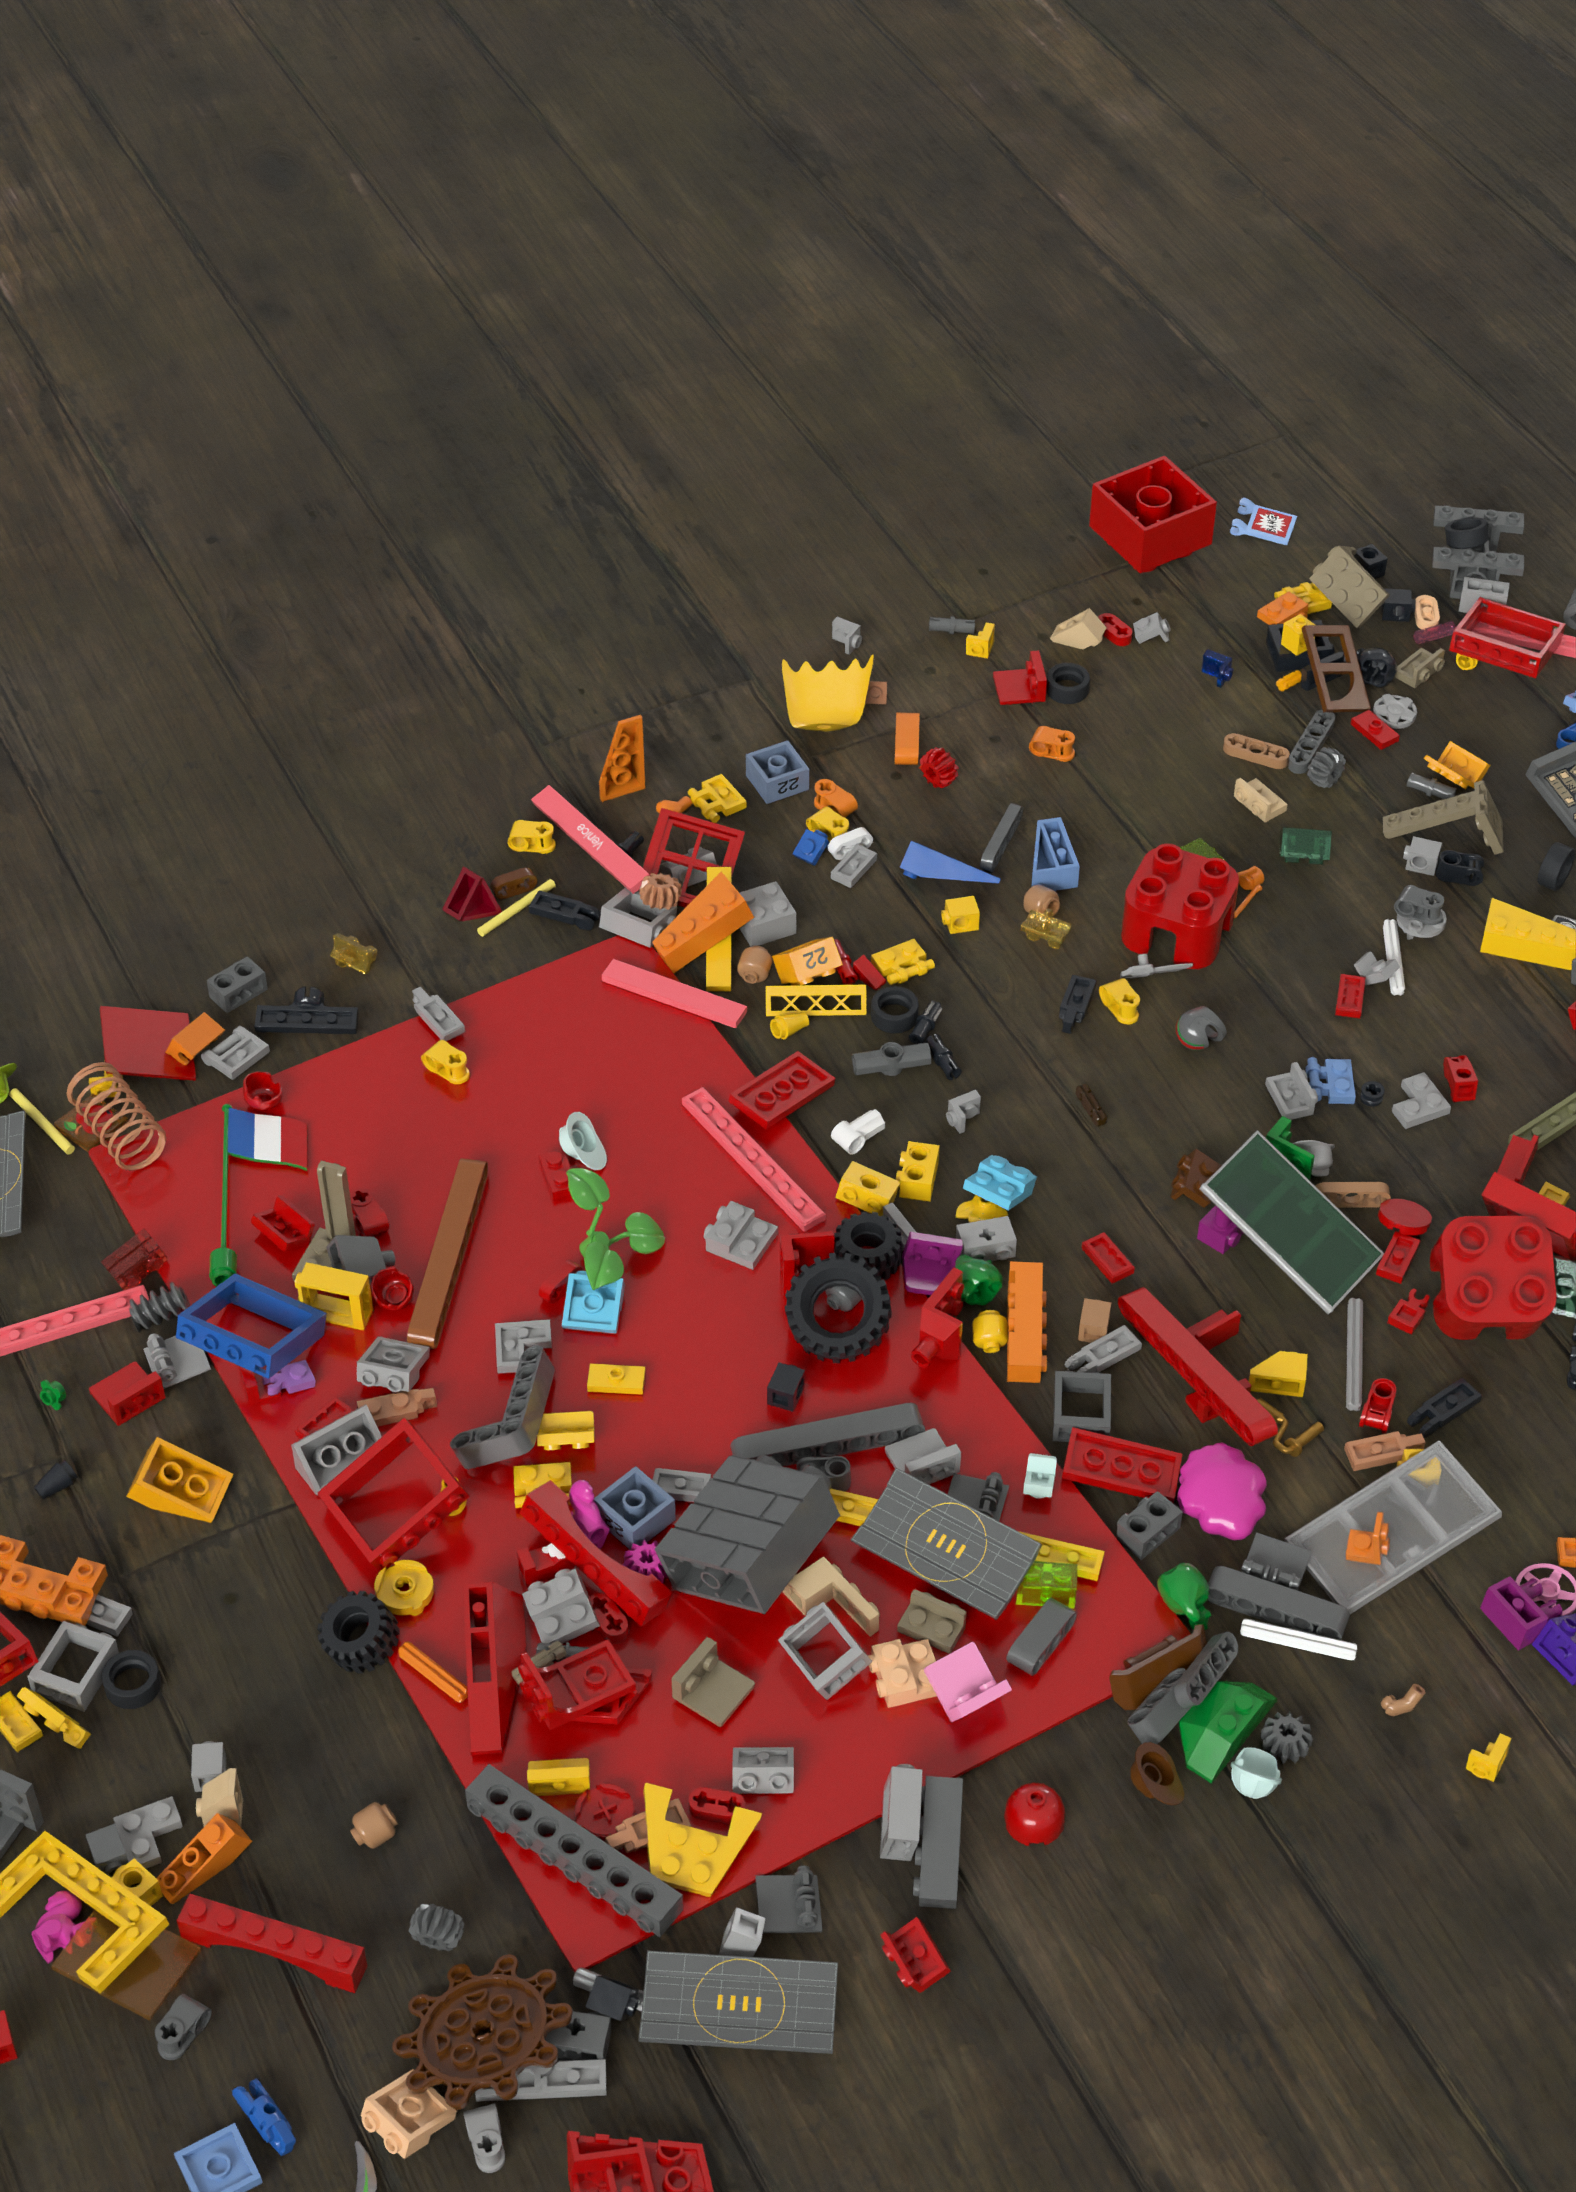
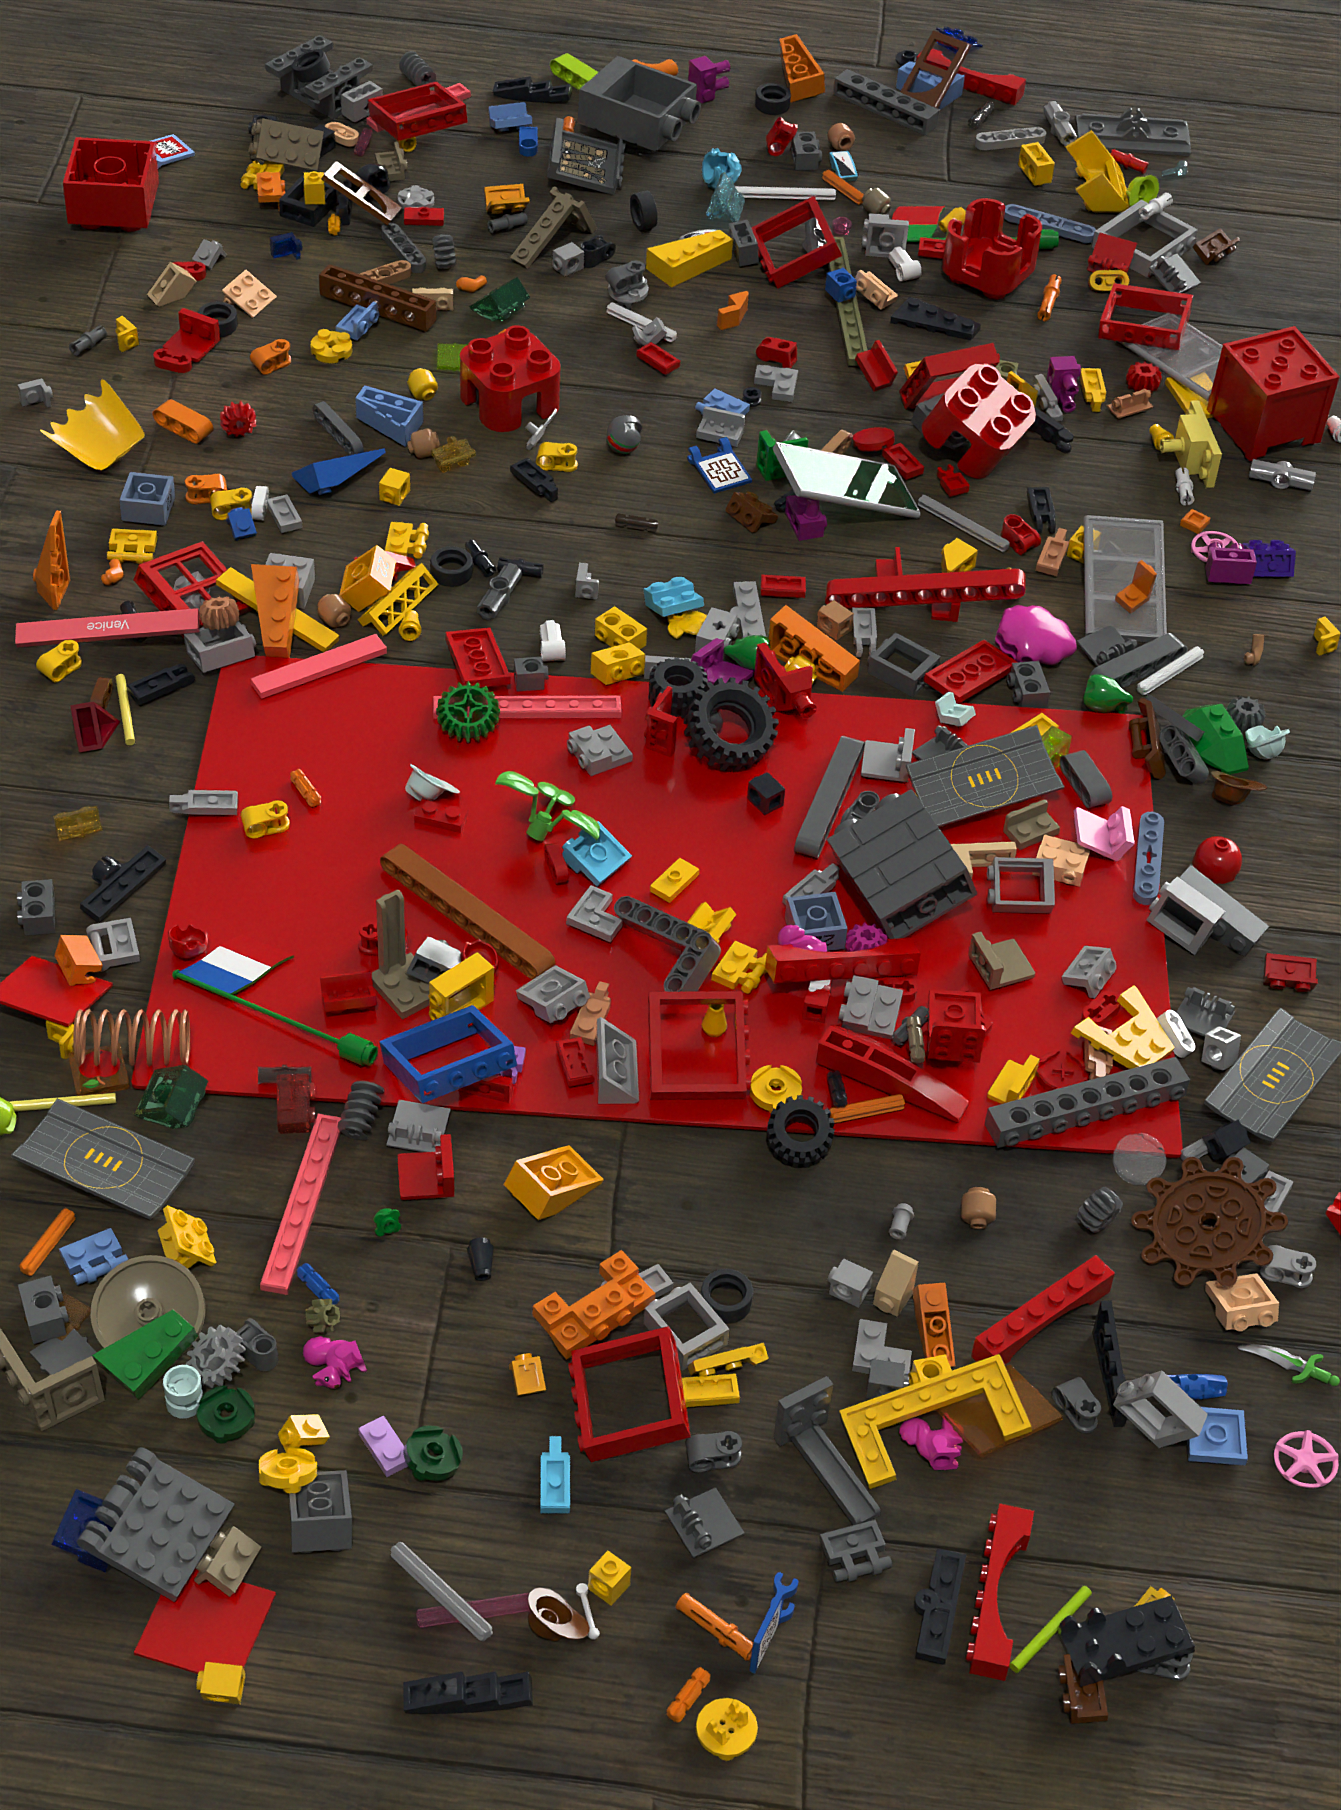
camera: 60 degrees left, 0 degrees up
(84, 1182) = (172, 1096): none -> clear green slope
(162, 1236) = (270, 1074): none -> clear smoke pin
(190, 2090) = (1186, 1416): none -> light grey window
(242, 2029) = (1109, 1358): none -> black wing
(317, 1771) = (902, 1215): none -> light grey pin
(434, 1634) = (837, 1089): none -> black axle
(512, 1067) = (305, 788): none -> orange axle
(539, 1934) = (1139, 1158): none -> clear tile
(694, 1118) = (482, 708): none -> green gear
(730, 1883) = (1177, 1033): none -> white beam
(790, 1134) = (530, 673): none -> dark grey brick
(959, 1754) = (1148, 874): none -> sand blue piece
(981, 685) = (172, 360): none -> red beam
(1051, 1248) = (748, 609): none -> light grey hinge
(1105, 769) = (340, 344): none -> yellow plate
(1122, 857) = (422, 384): none -> yellow head
(1124, 682) = (248, 294): none -> light nougat hinge
(1165, 769) = (359, 320): none -> medium blue bracket
(1207, 762) = (392, 301): none -> reddish brown brick
(1236, 1123) = (721, 469): none -> flag
(1310, 814) = (471, 285): none -> orange arm
(1497, 1013) = (733, 314): none -> orange slope

